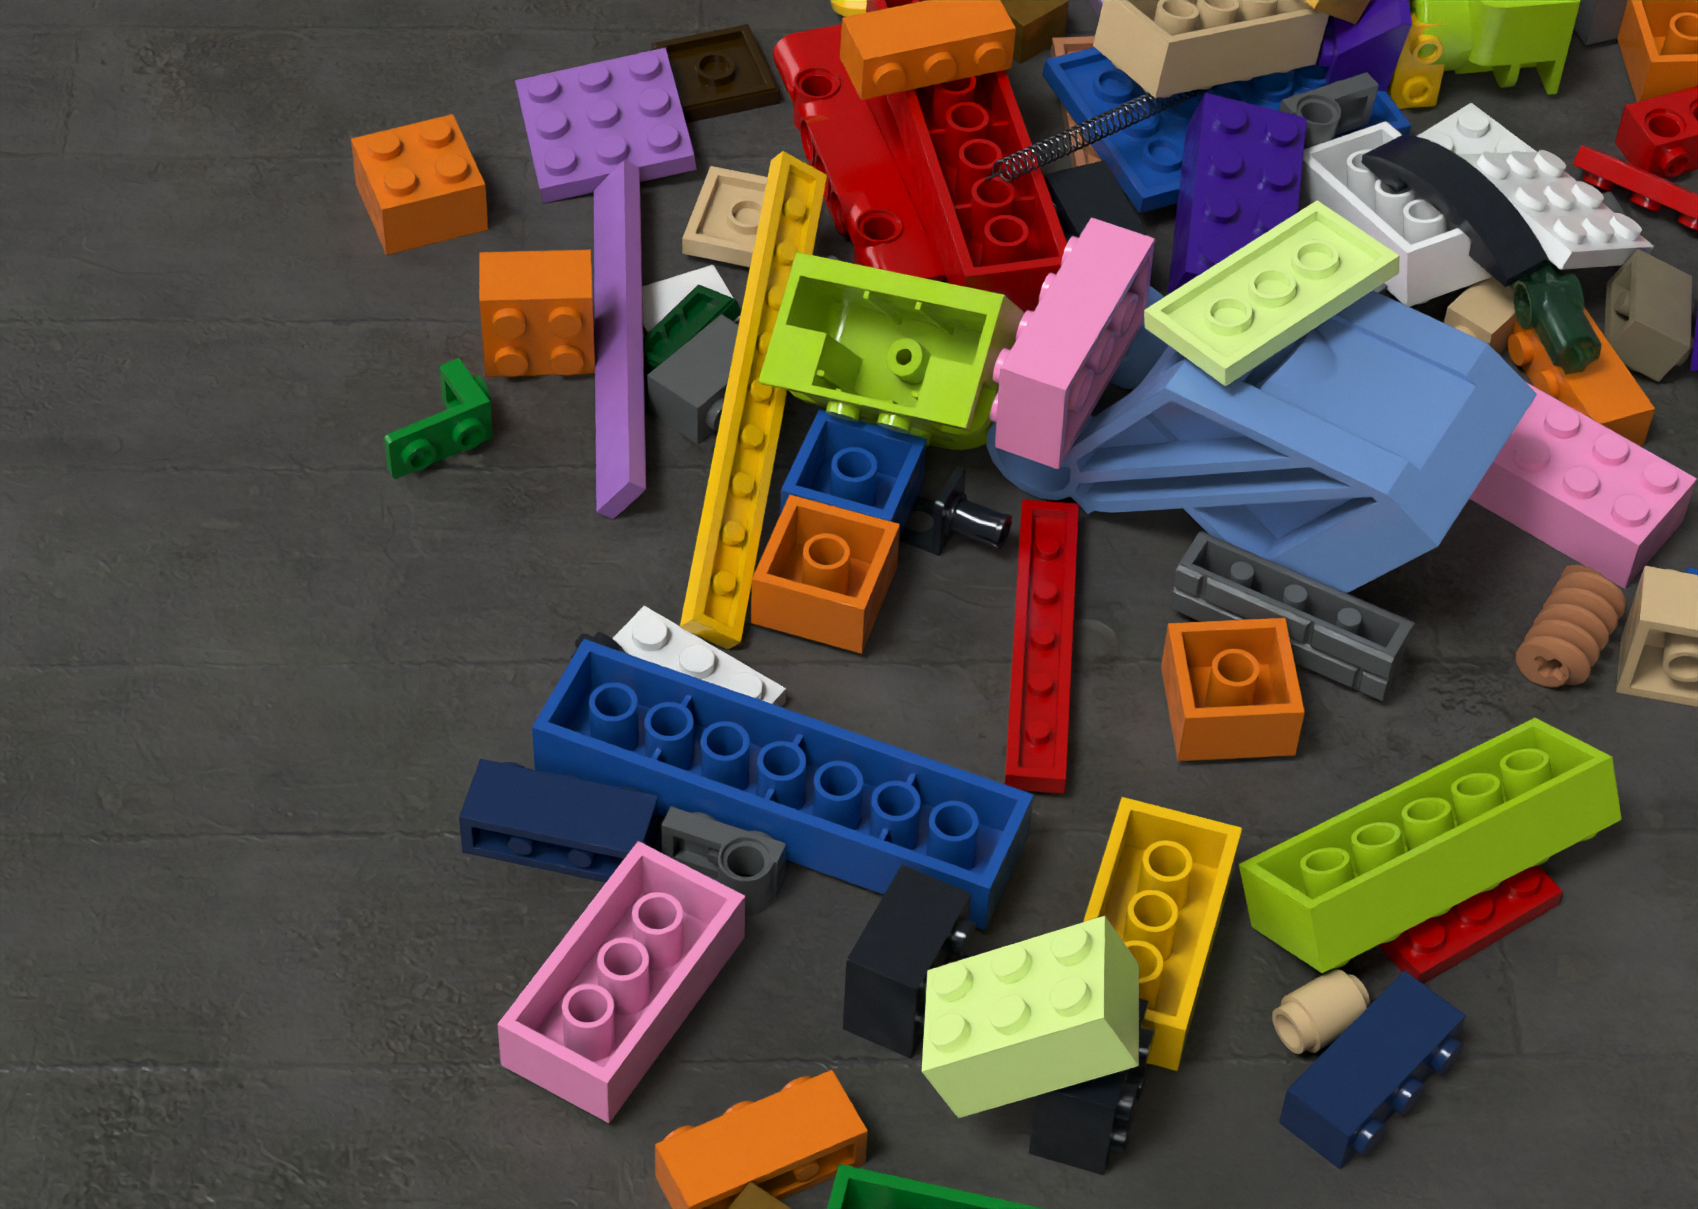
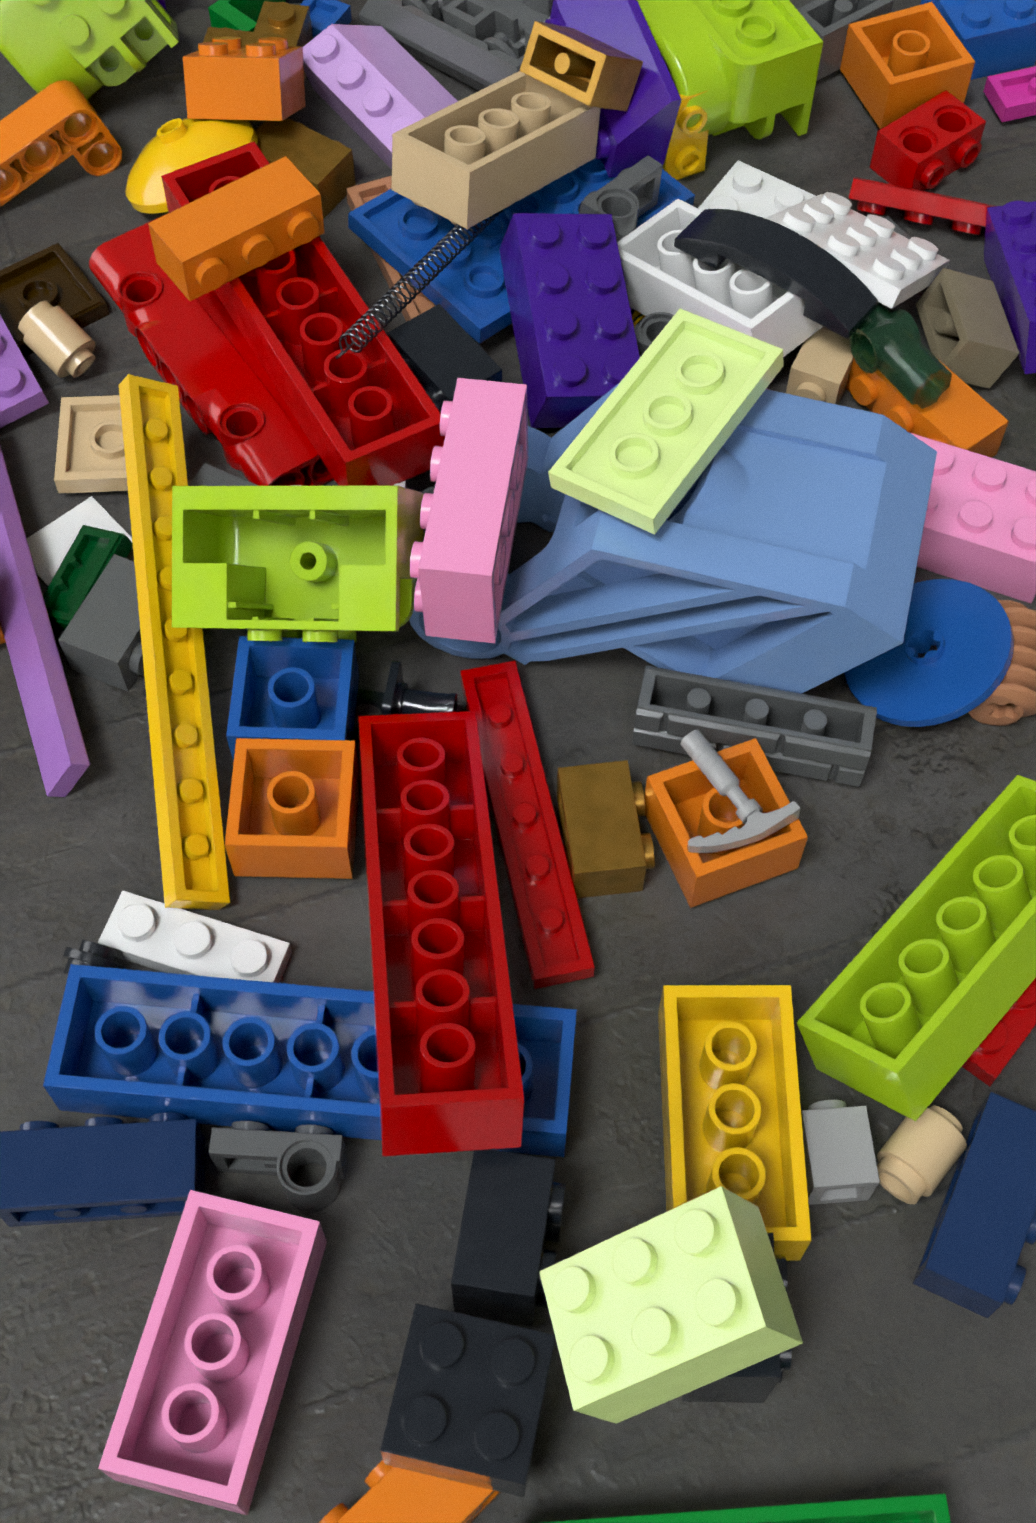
camera: 15 degrees left, 10 degrees up
(722, 113) = (57, 340): none -> tan brick
(833, 1059) = (468, 1400): none -> black brick
(921, 688) = (436, 940): none -> red brick
(1113, 669) = (602, 828): none -> pearl gold brick
(1240, 991) = (838, 1153): none -> light grey brick
(1256, 684) = (757, 824): none -> light grey piece
(1492, 596) = (969, 665): none -> blue piece

